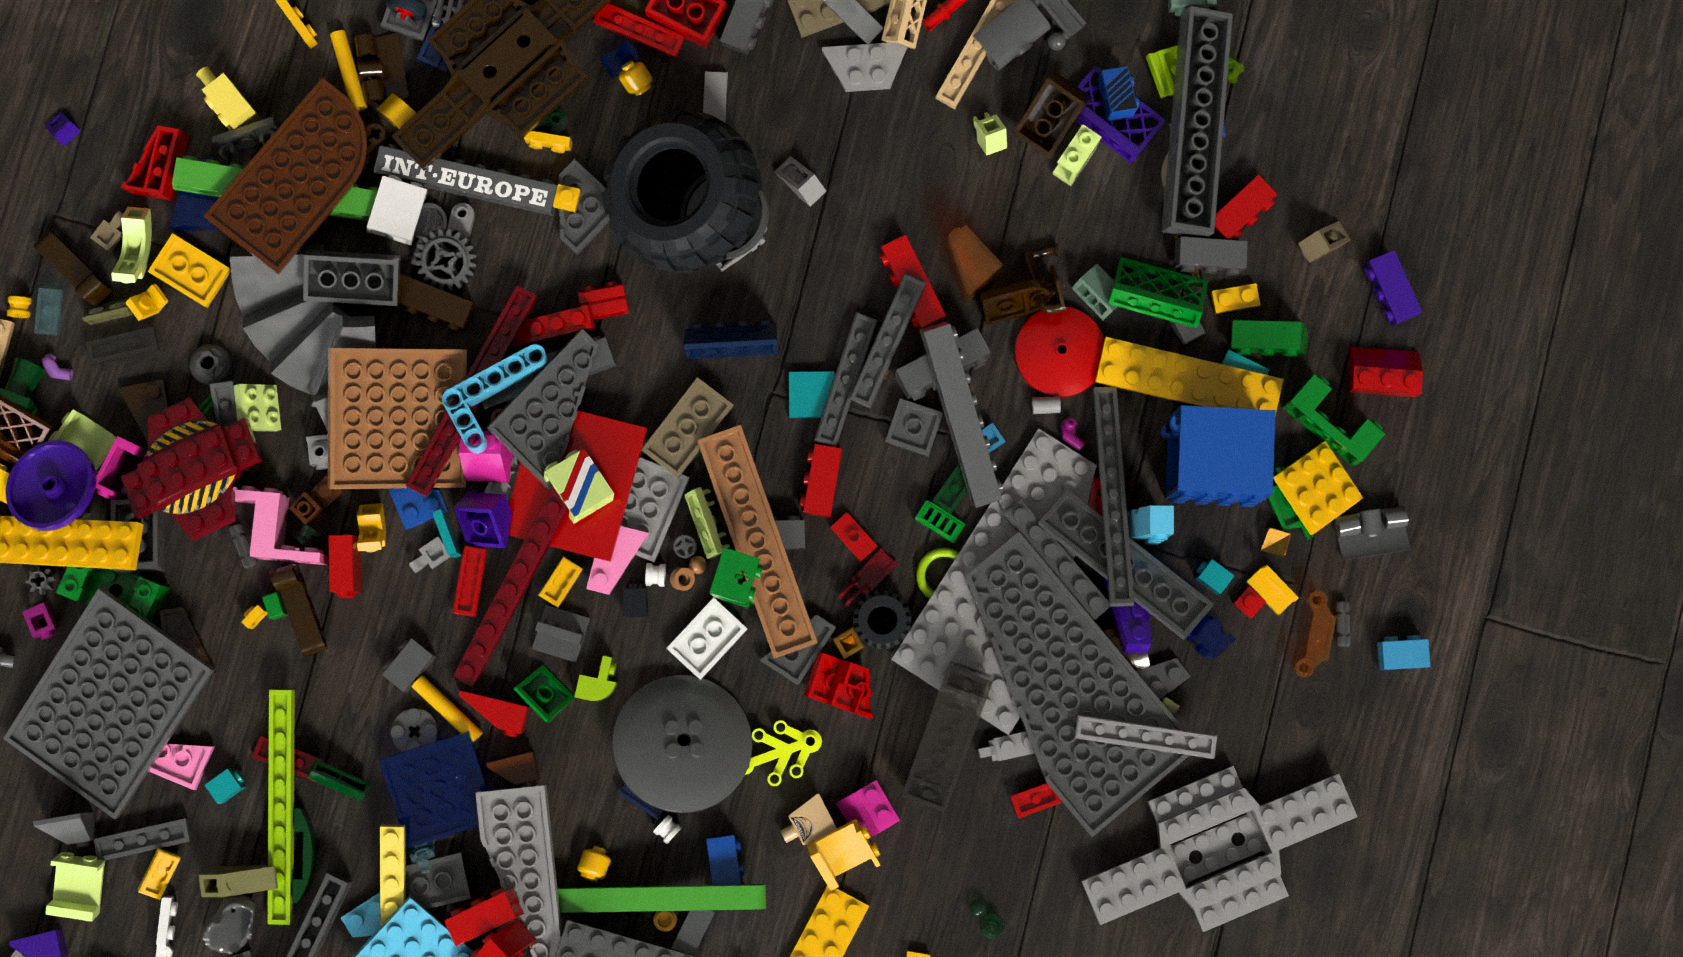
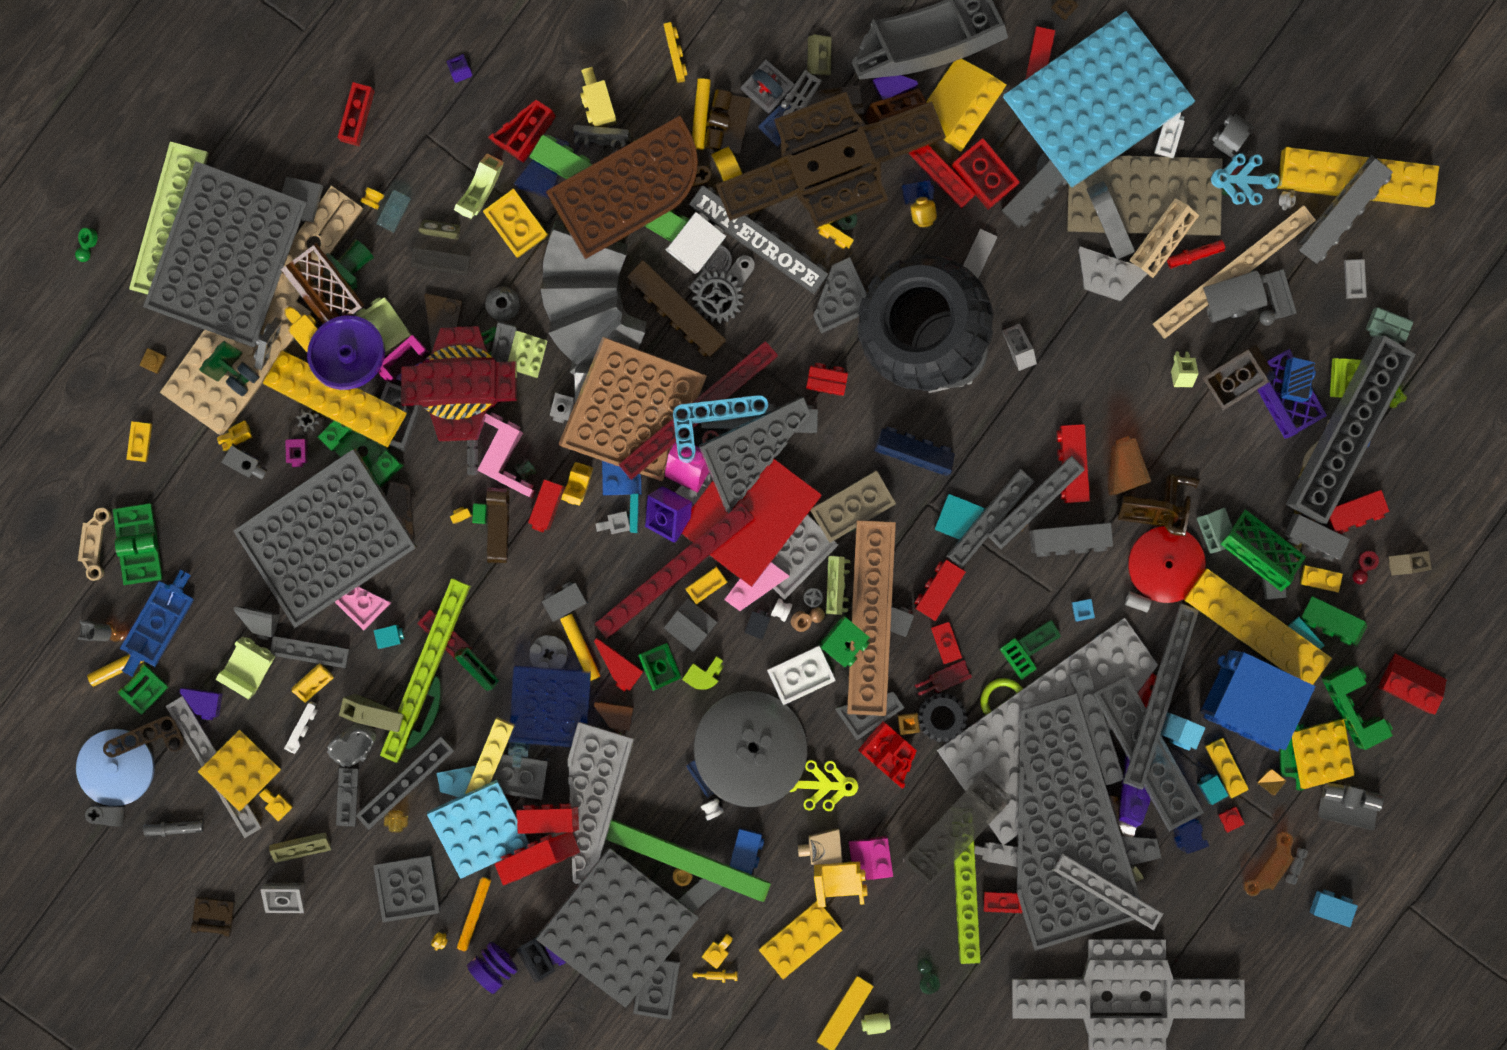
camera: 25 degrees right, 5 degrees up
(53, 370) = (379, 257): medium lavender arm -> none
(76, 271) = (425, 185): dark brown beam -> none
(108, 233) = (463, 168): dark tan plate -> none
(147, 303) = (473, 236): yellow bracket -> none
(316, 501) = (542, 444): reddish brown slope -> none
(351, 277) = (640, 284): dark grey slope -> none
(470, 581) = (636, 555): red plate -> none
(555, 325) = (783, 384): red plate -> none
(566, 198) = (831, 286): yellow plate -> none
(579, 484) = (752, 518): panel -> none
(594, 864) = (645, 812): yellow head -> none
(914, 427) = (1028, 577): dark grey plate -> none
(961, 414) = (1069, 585): dark grey brick -> none
(996, 818) = (967, 906): none -> lime brick
(1069, 433) = (1146, 632): magenta arm -> none
(1077, 155) = (1245, 417): yellowish green panel -> none
(1220, 547) = (1226, 767): none -> yellow plate
(1272, 589) = (1252, 816): yellow panel -> none
(1276, 277) = (1360, 576): none -> dark red plate
(1392, 288) = (1447, 621): dark purple brick -> none

